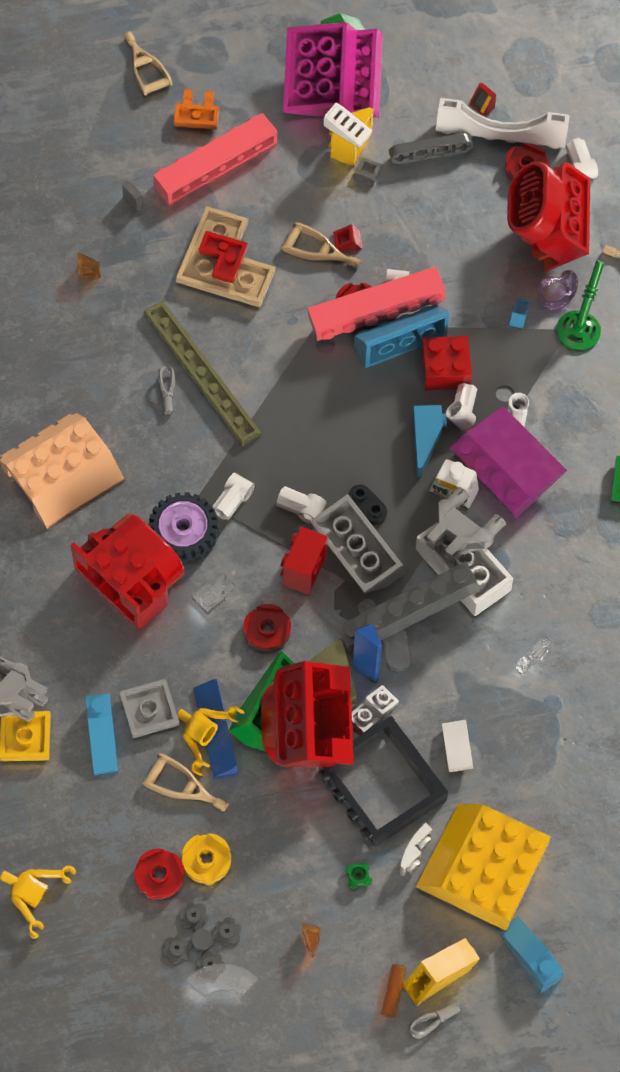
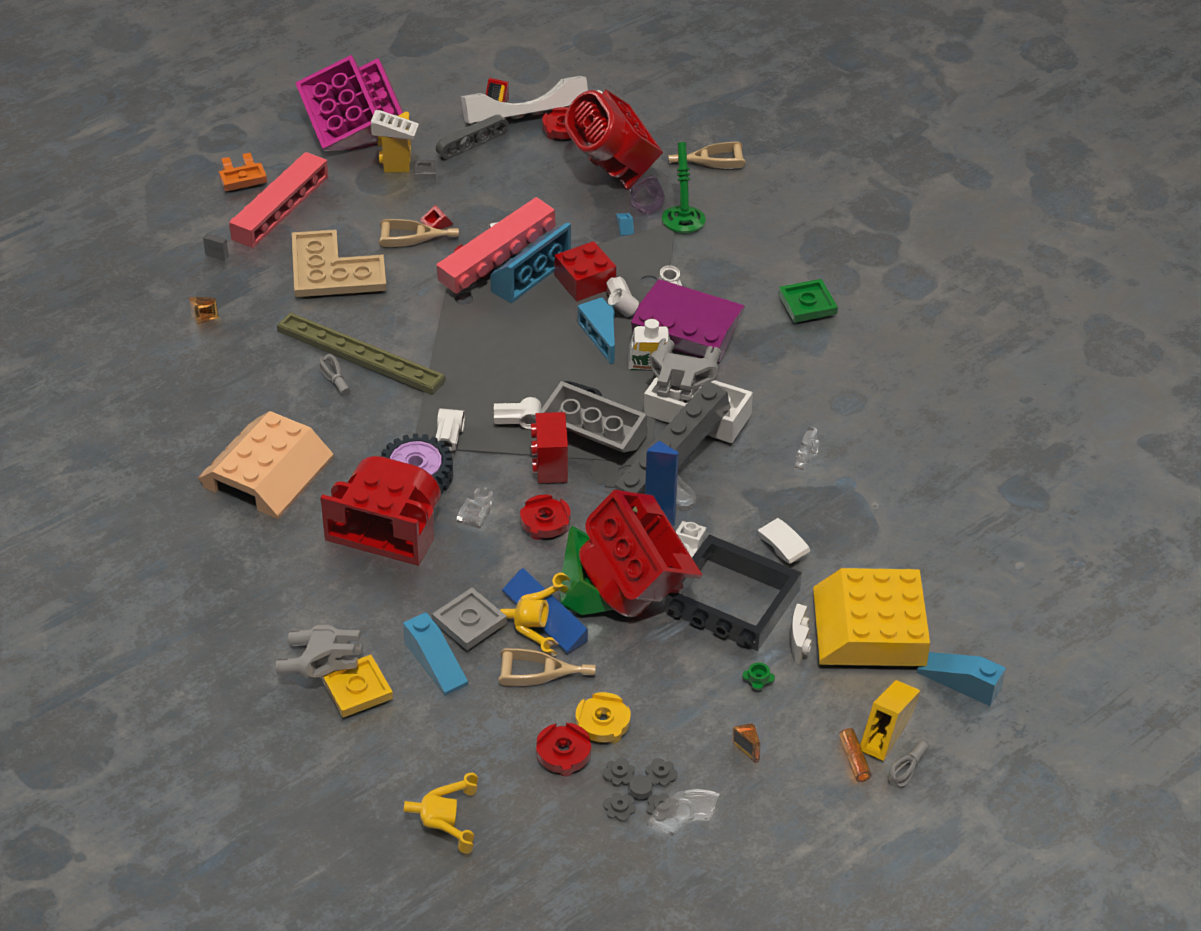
camera: 25 degrees left, 20 degrees down
(146, 58) = (166, 153): tan piece -> none
(229, 253) = (335, 253): red plate -> none

